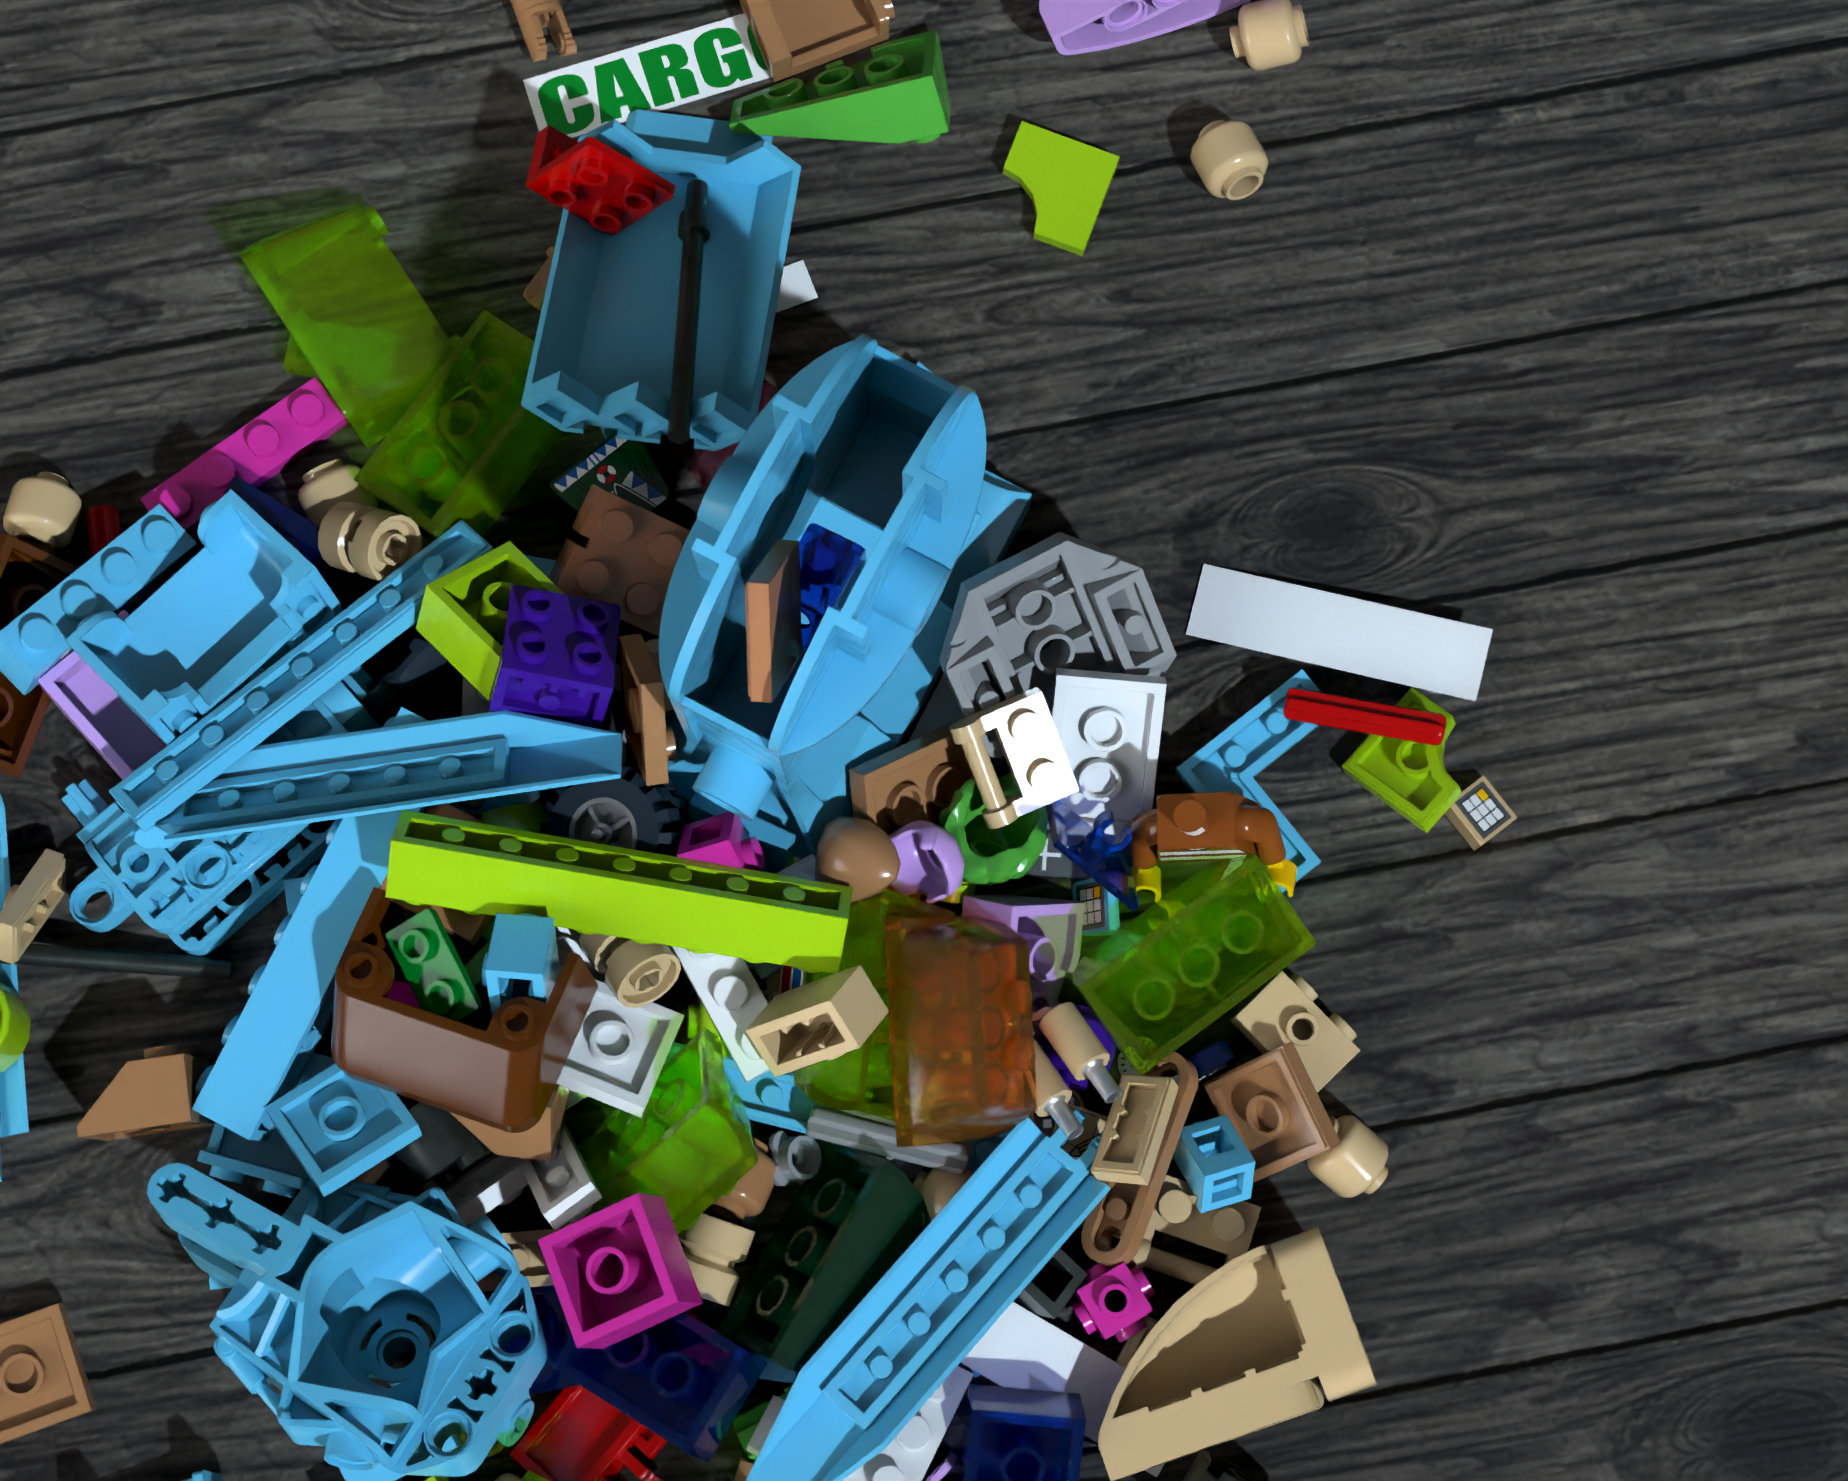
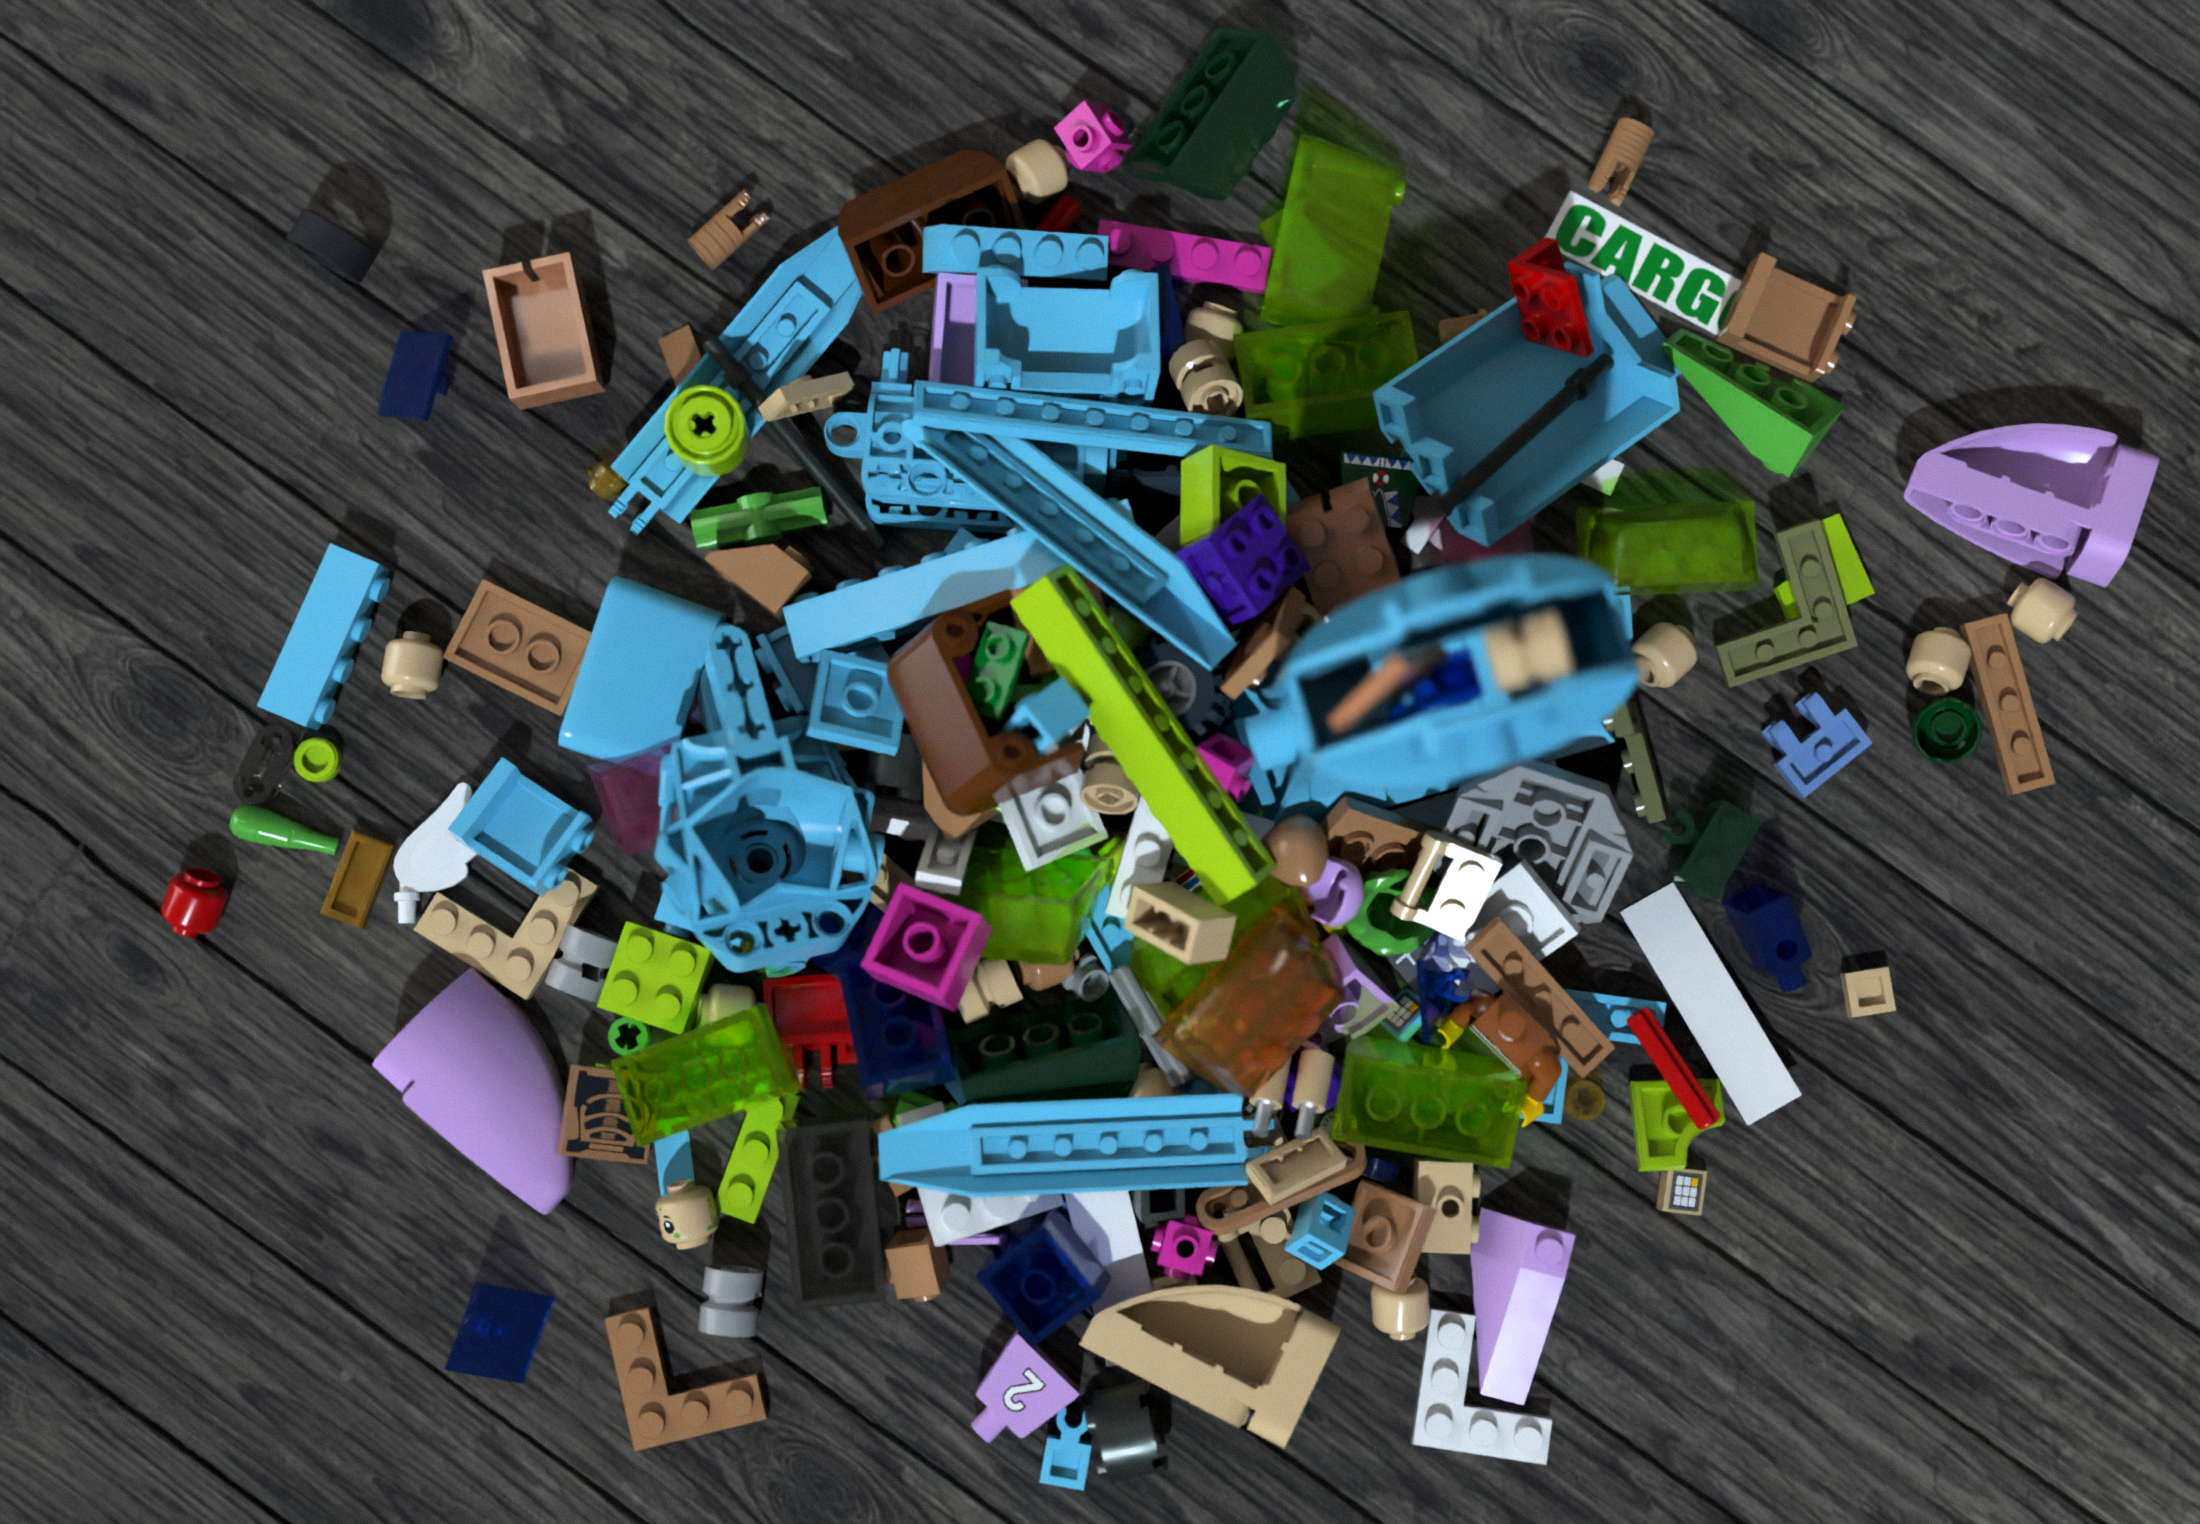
camera: 45 degrees right, 5 degrees up
(62, 434) = (1093, 137): none -> dark pink brick
(96, 1054) = (759, 518): none -> bright green piece
(123, 1304) = (638, 672): none -> medium azure windscreen
(152, 310) = (1217, 116): none -> clear green windscreen
(227, 1418) = (630, 799): none -> clear pink bracket
(680, 466) = (1426, 520): none -> white sticker
(856, 467) = (1527, 652): none -> tan wheel
(917, 280) = (1671, 546): none -> clear neon green windscreen
(1001, 381) = (1665, 654): none -> tan head
(1018, 467) = (1638, 759): none -> olive plate
(1098, 219) = (1822, 617): none -> olive plate
(1164, 768) = (1537, 992): none -> medium nougat plate
(1204, 502) = (1710, 848): none -> clear green brick
(1212, 332) = (1820, 753): none -> medium blue plate
(1295, 208) = (1946, 730): none -> dark green hair
(1322, 138) = (2007, 704): none -> medium nougat plate
(1327, 522) = (1770, 934): none -> clear blue torso
(1336, 818) = (1596, 1106): none -> clear yellow bush
(1431, 1043) = (1514, 1295): none -> lavender wedge
(1457, 489) = (1868, 992): none -> tan tile
(1495, 1214) = (1440, 1410): none -> white plate

